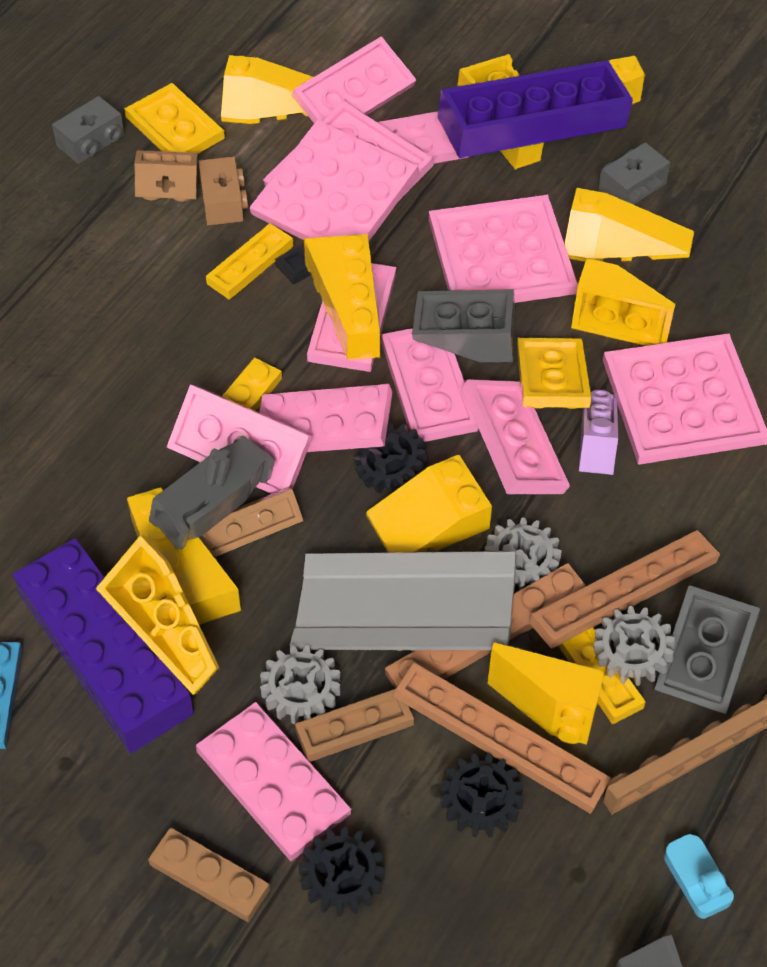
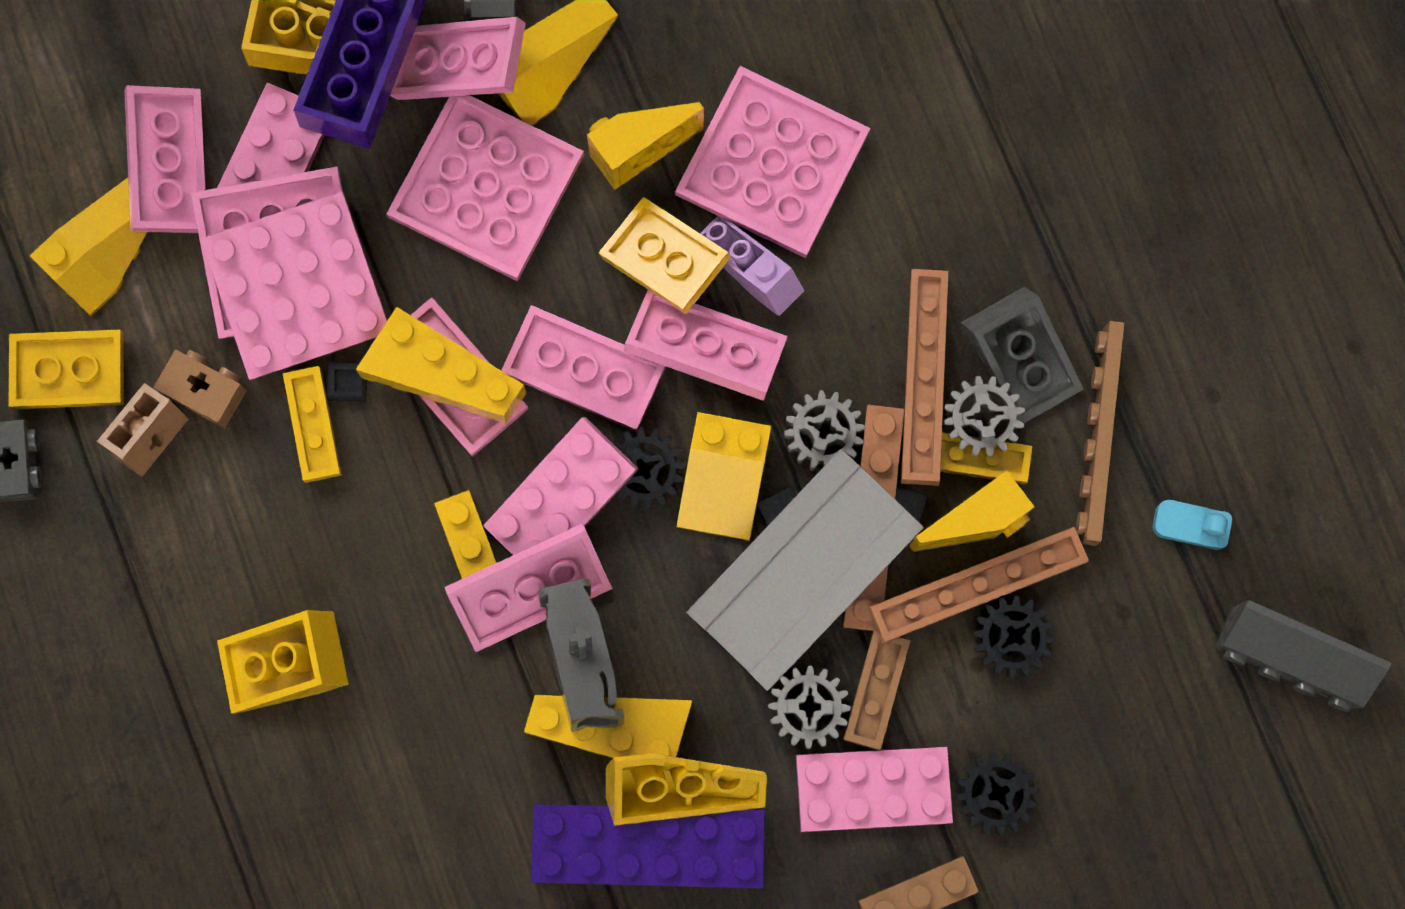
camera: 55 degrees left, 25 degrees up
(71, 342) = (282, 661): none -> yellow slope
(253, 522) = (620, 627): medium nougat plate -> none
(467, 323) = (553, 289): dark grey slope -> none
(567, 175) = (461, 59): none -> bright pink plate

